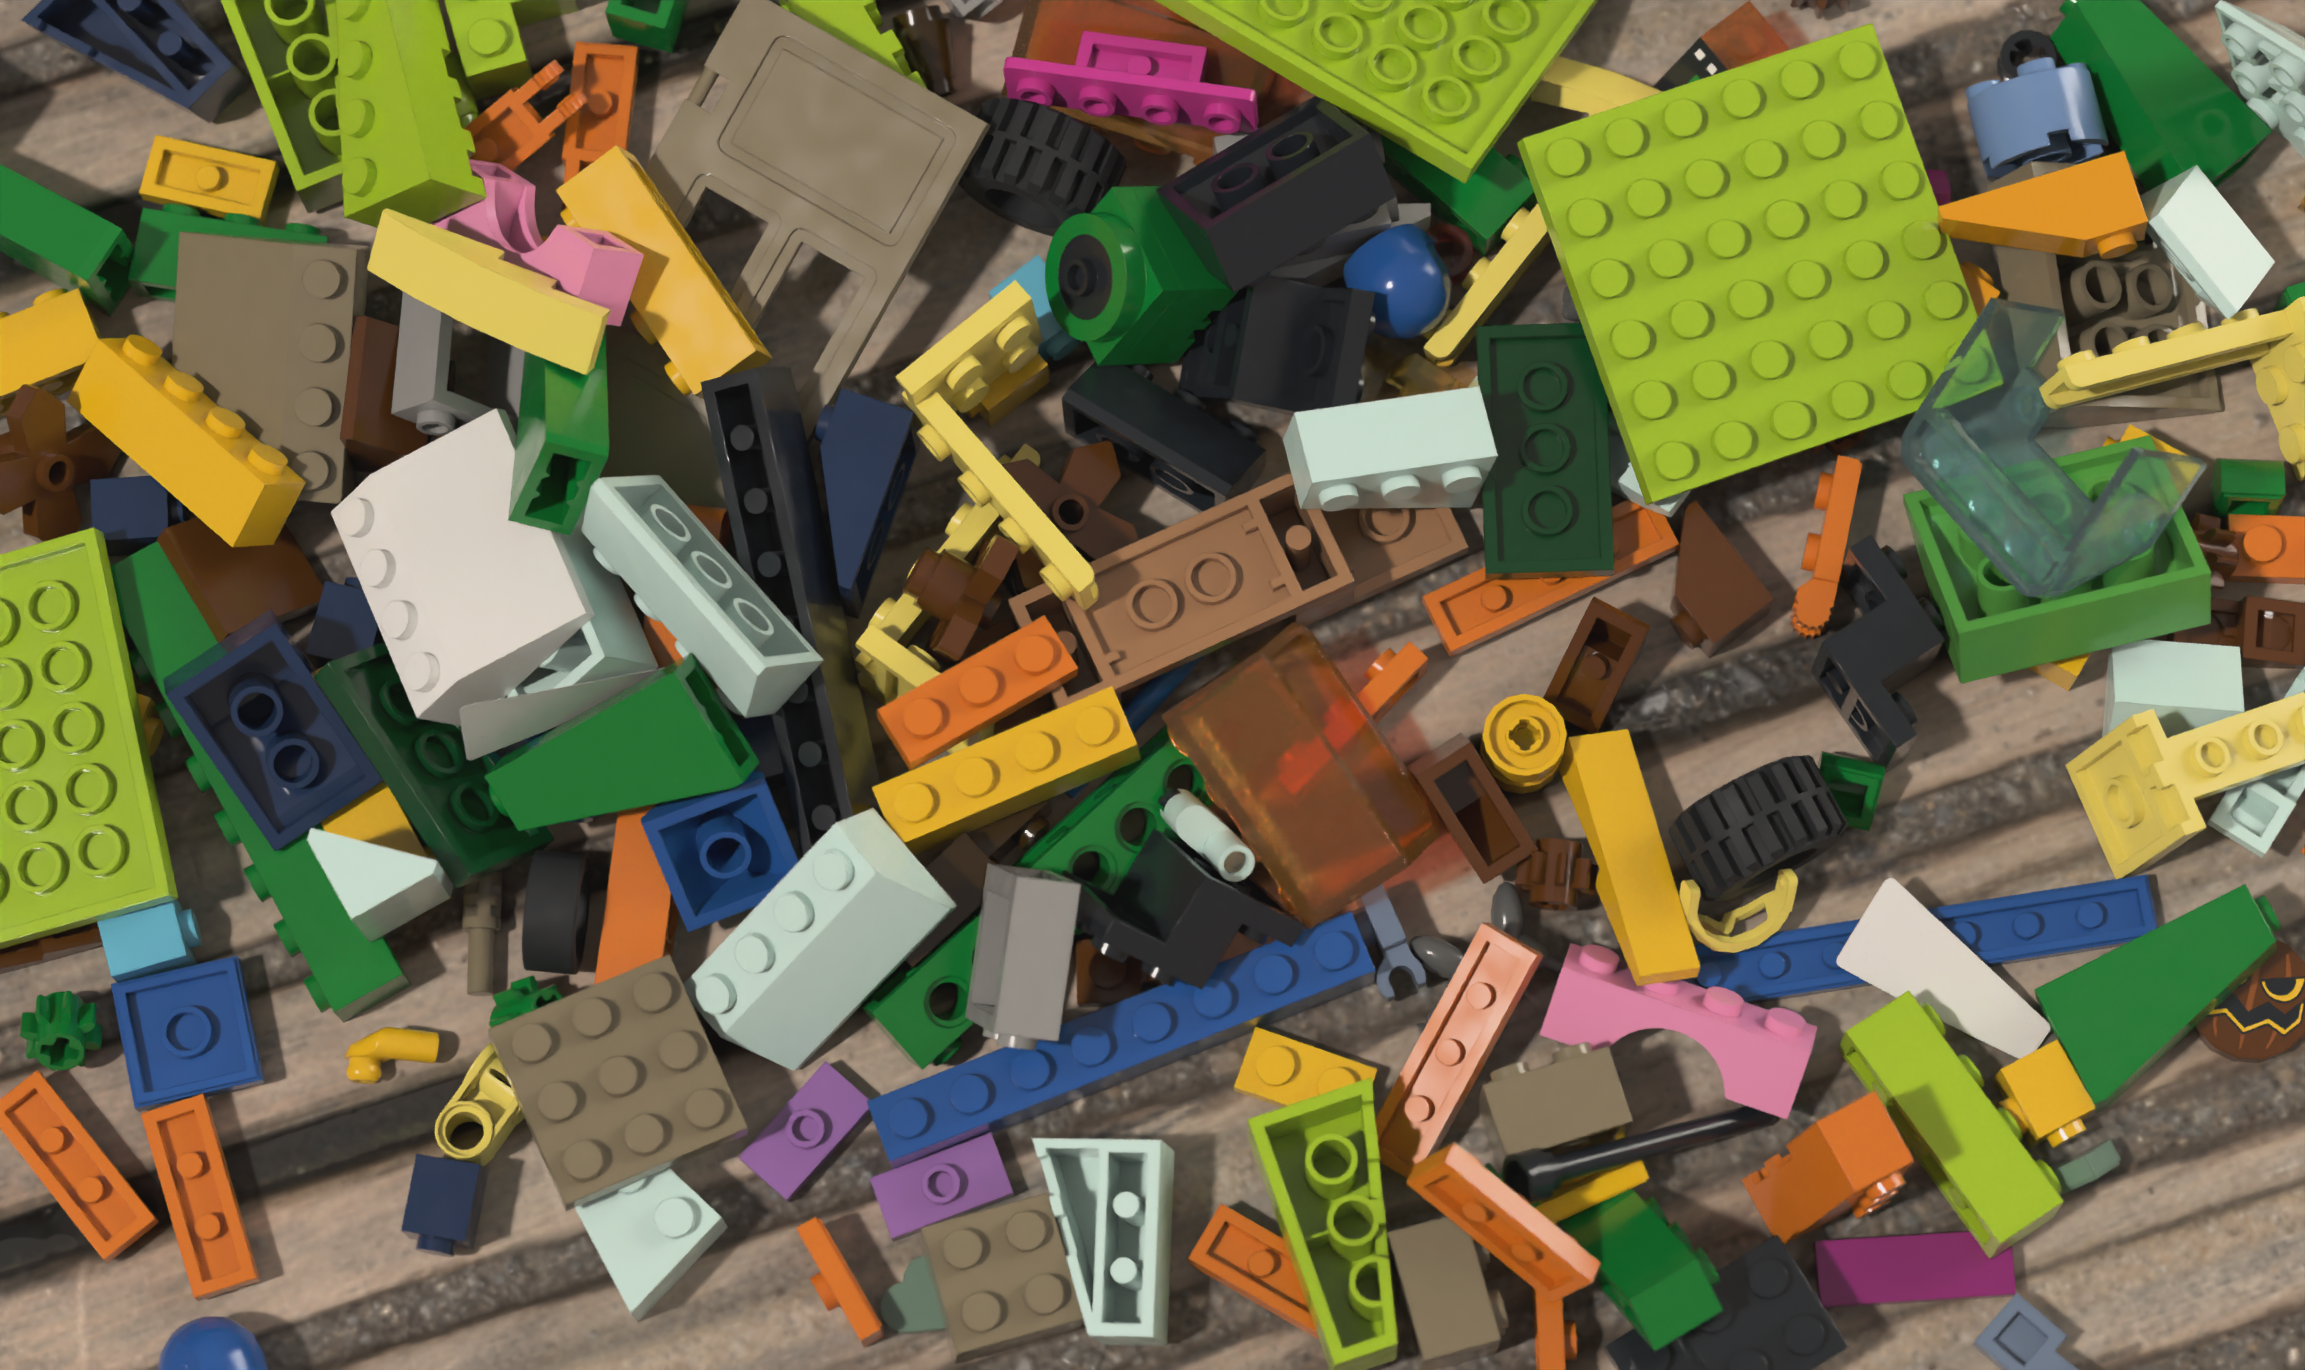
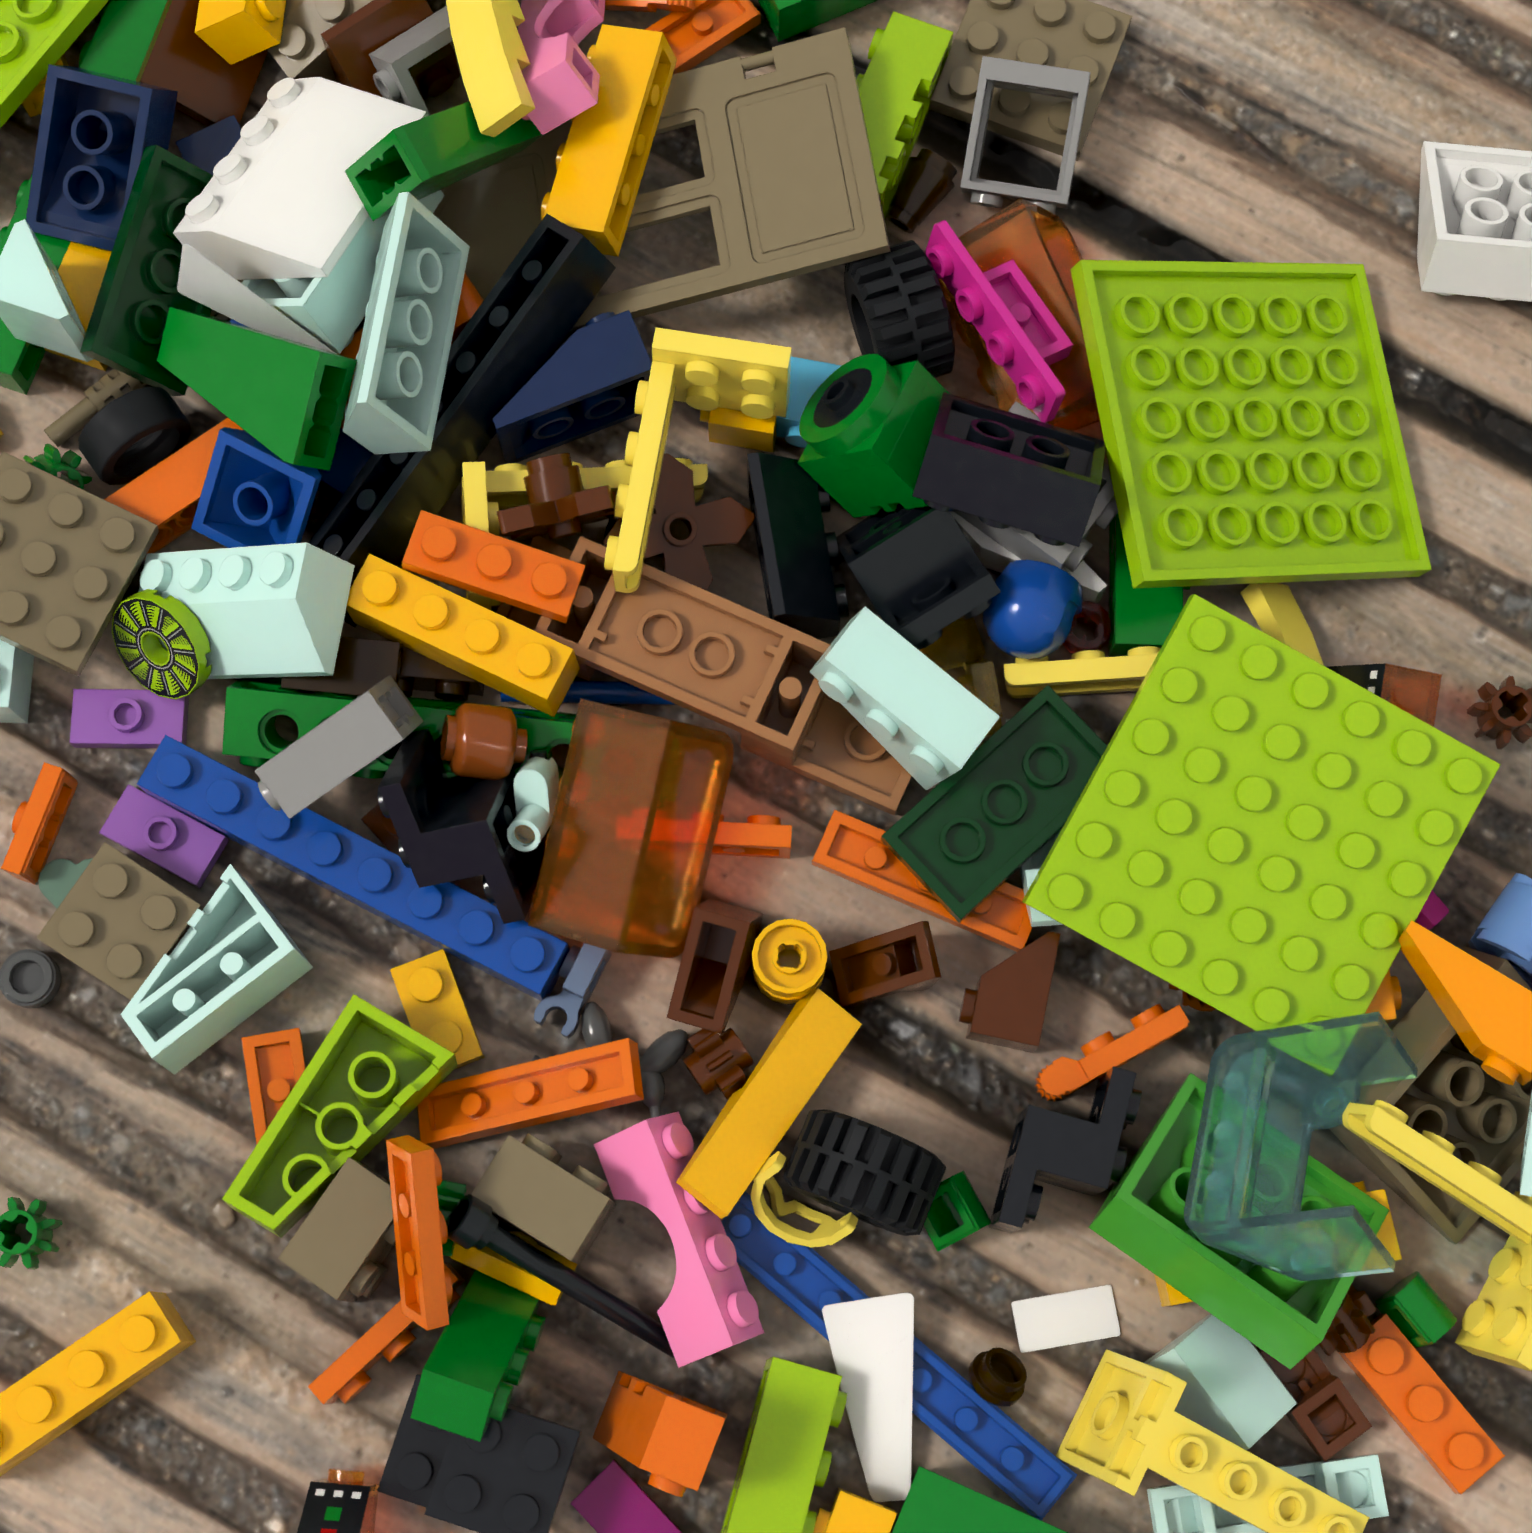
camera: 45 degrees right, 0 degrees up
(783, 1067) = (136, 632): none -> tile
(1118, 832) = (482, 741): none -> dark orange head
(2012, 776) = (1065, 1318): none -> white sticker
(2014, 868) = (998, 1376): none -> dark brown plate

